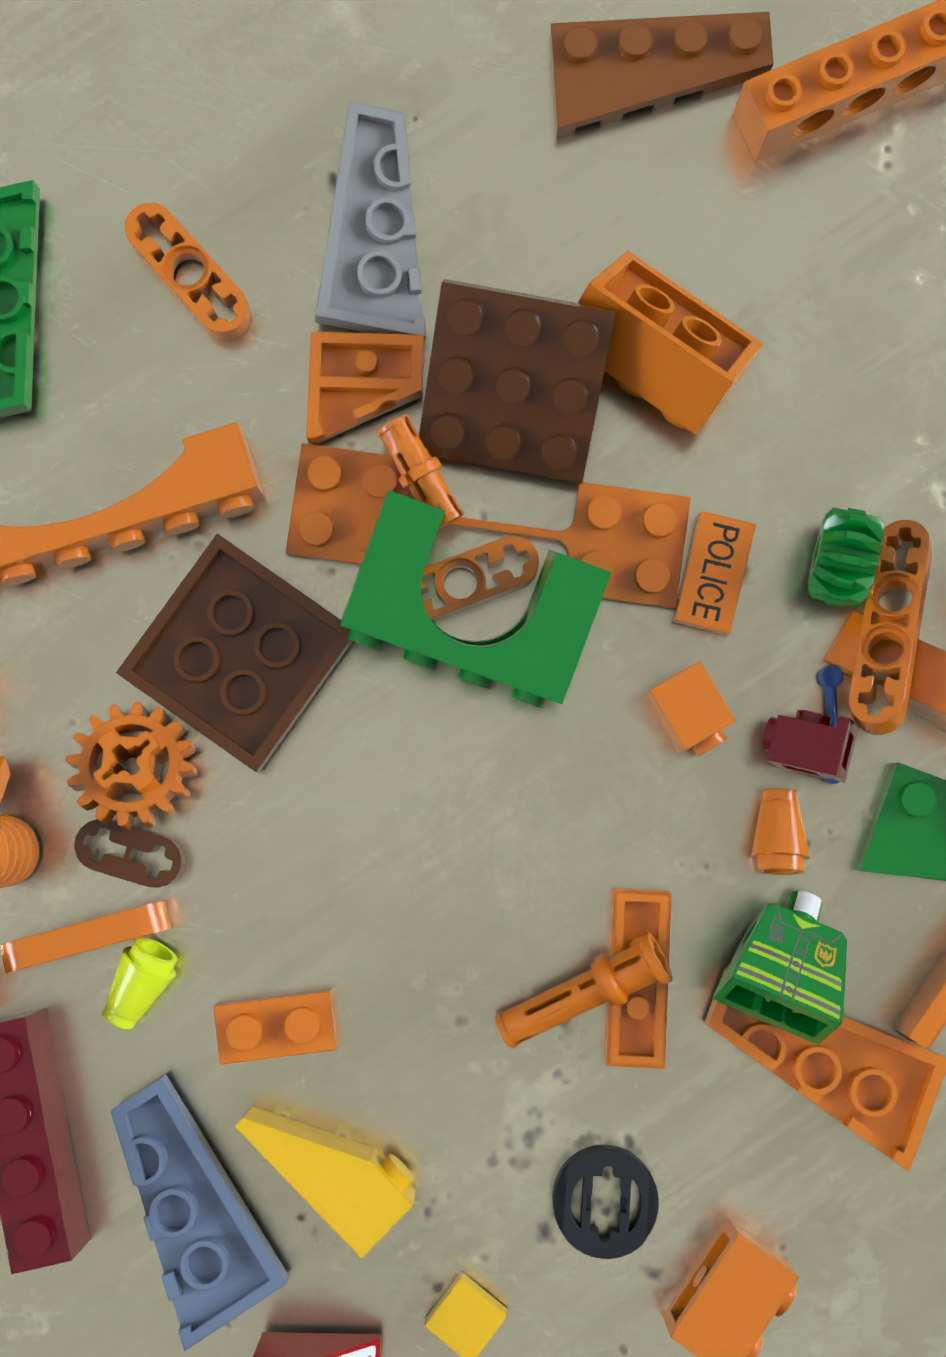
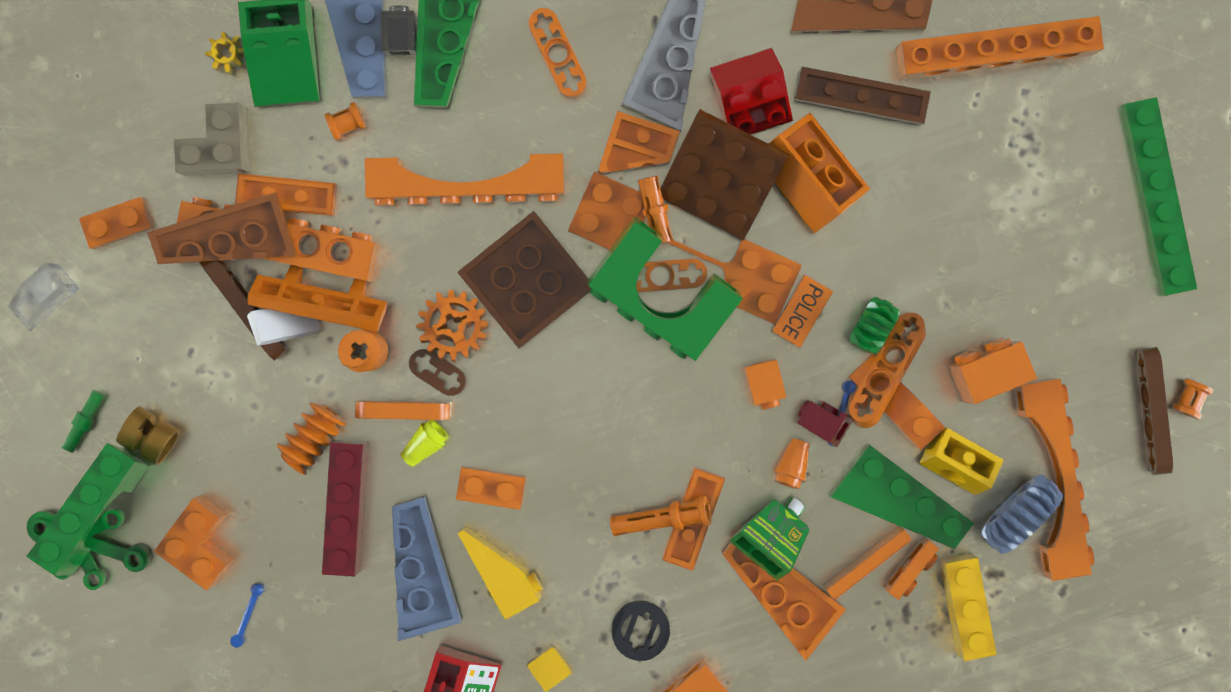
camera: 10 degrees right, 5 degrees up
(525, 235) = (752, 92): none -> red slope
(705, 197) = (862, 95): none -> reddish brown plate

